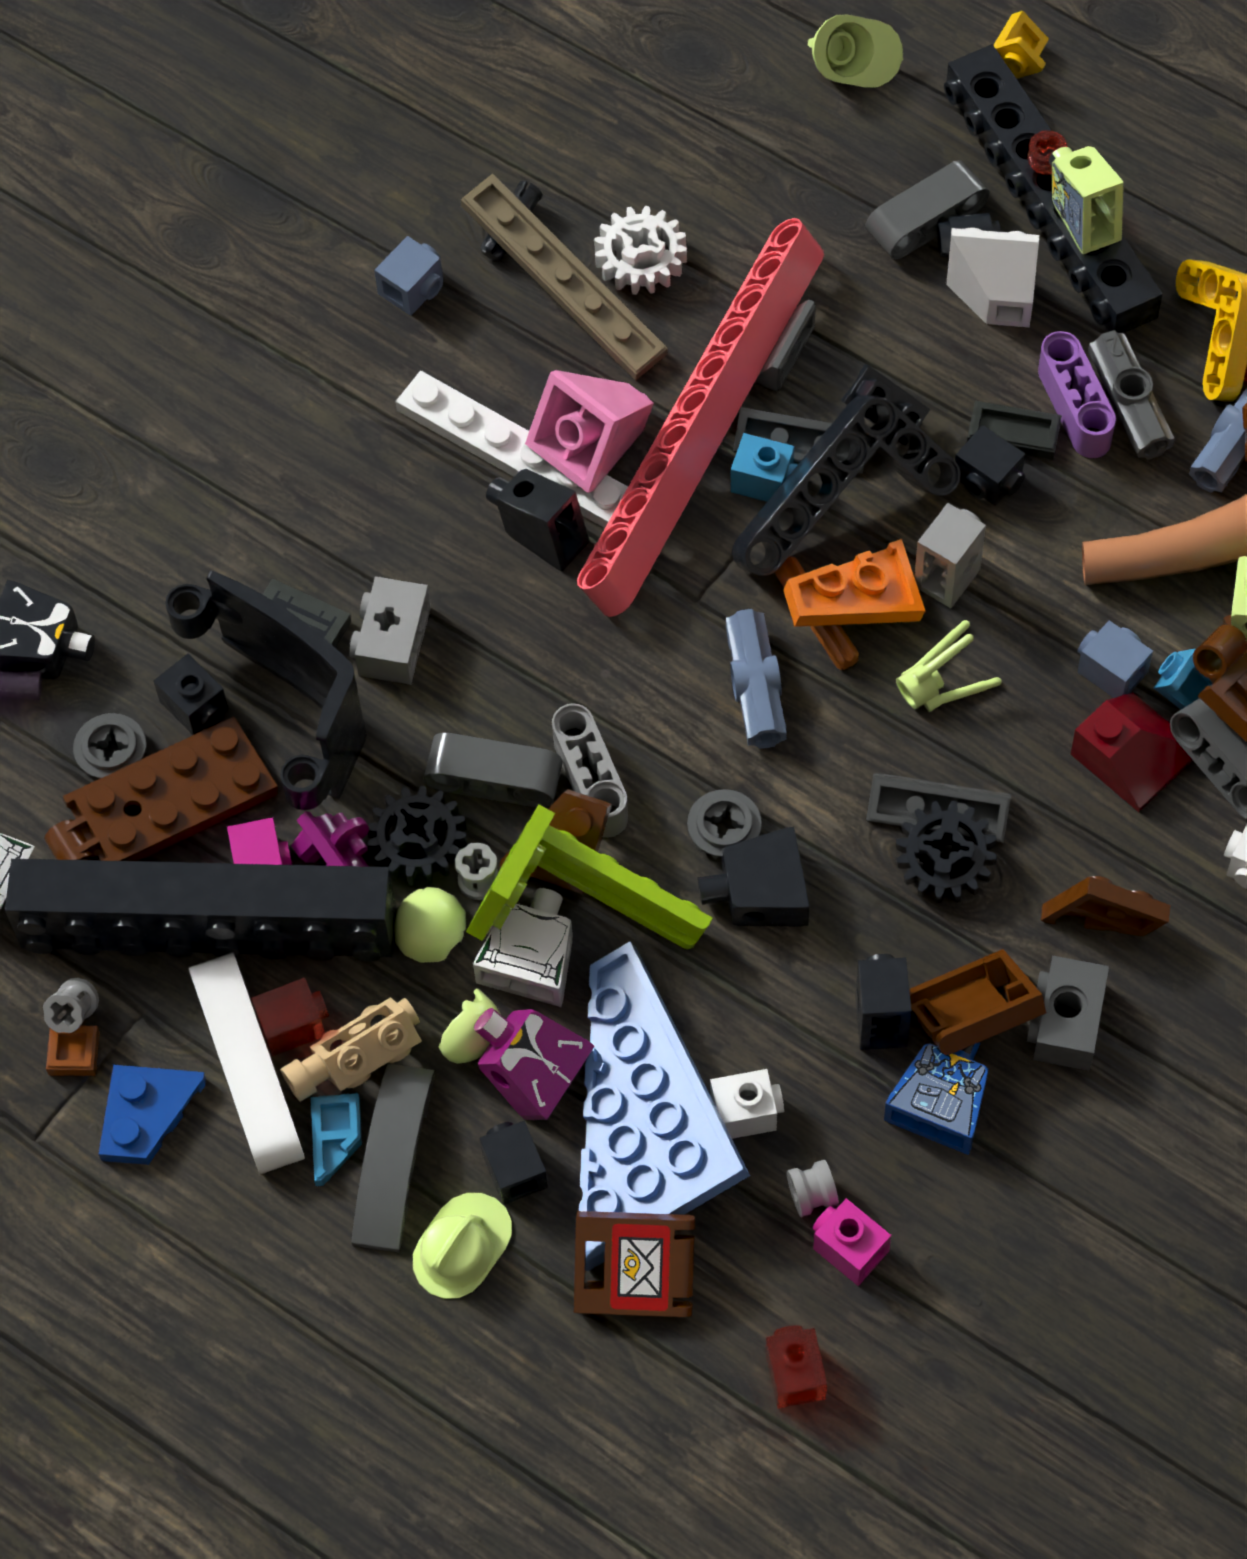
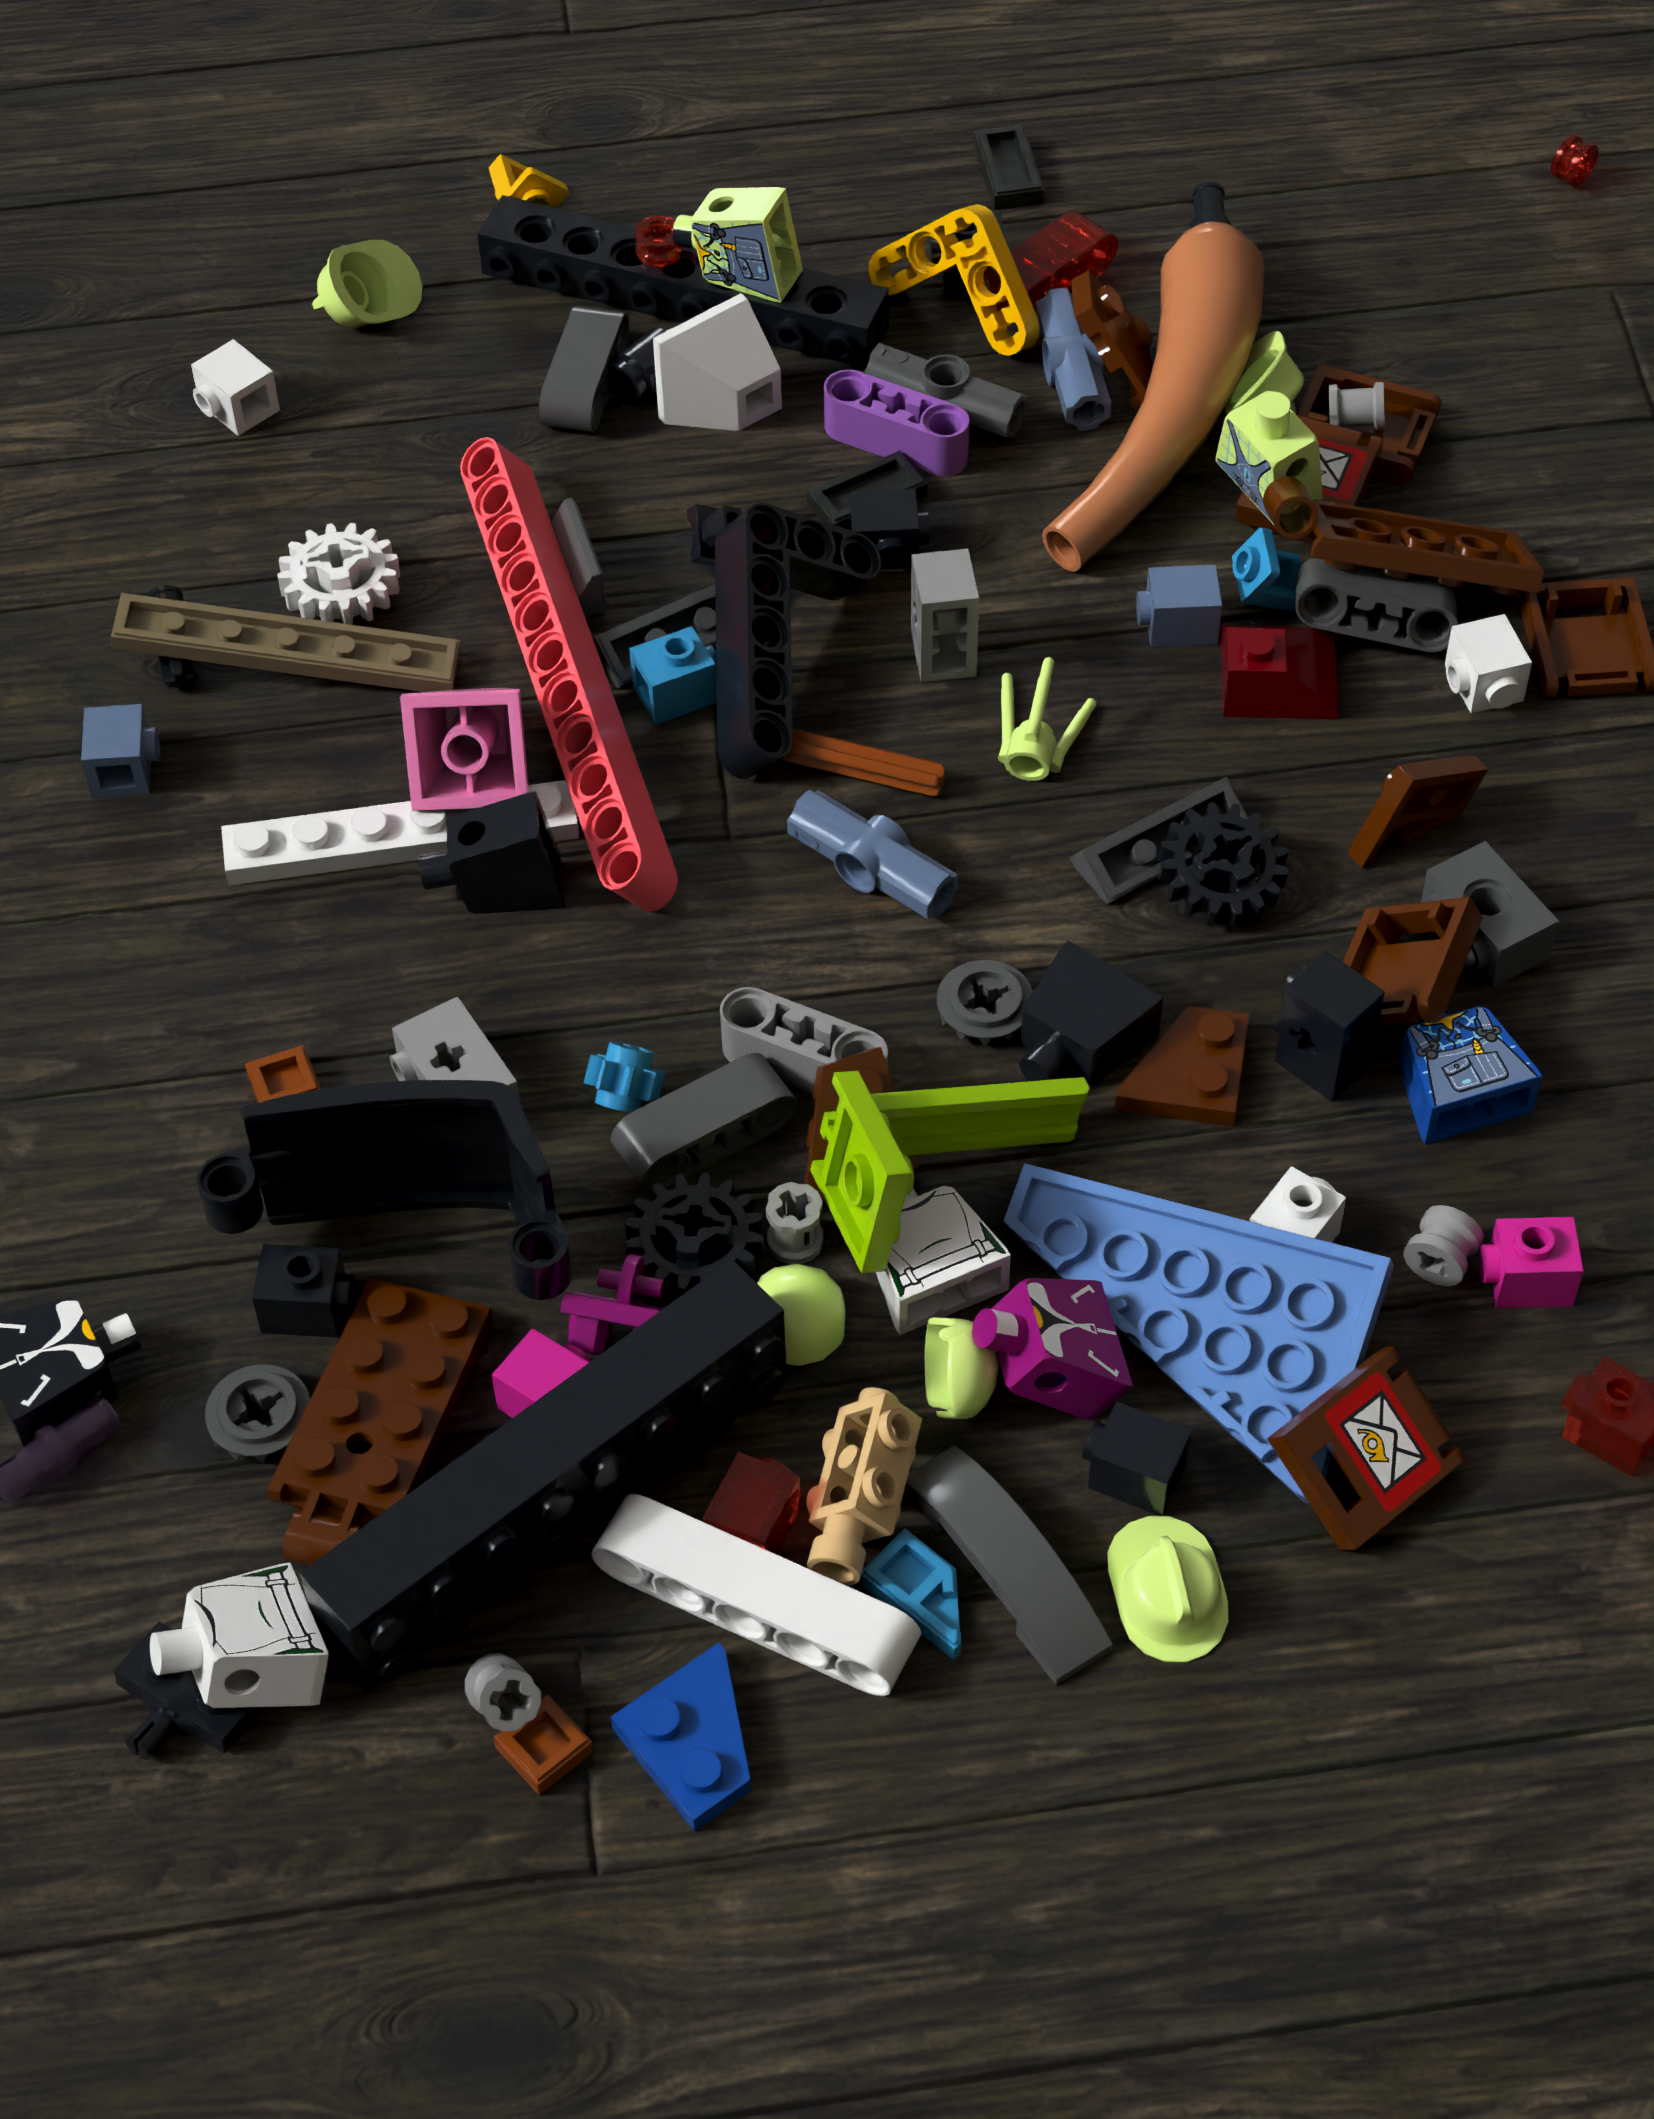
camera: 45 degrees left, 10 degrees down
(306, 561) = (282, 1074): none -> dark orange tile
(474, 707) = (624, 1077): none -> dark azure gear
(706, 68) = (234, 387): none -> white brick
(798, 963) = (1190, 1070): none -> reddish brown wing
(859, 592) = (888, 709): orange wing -> none

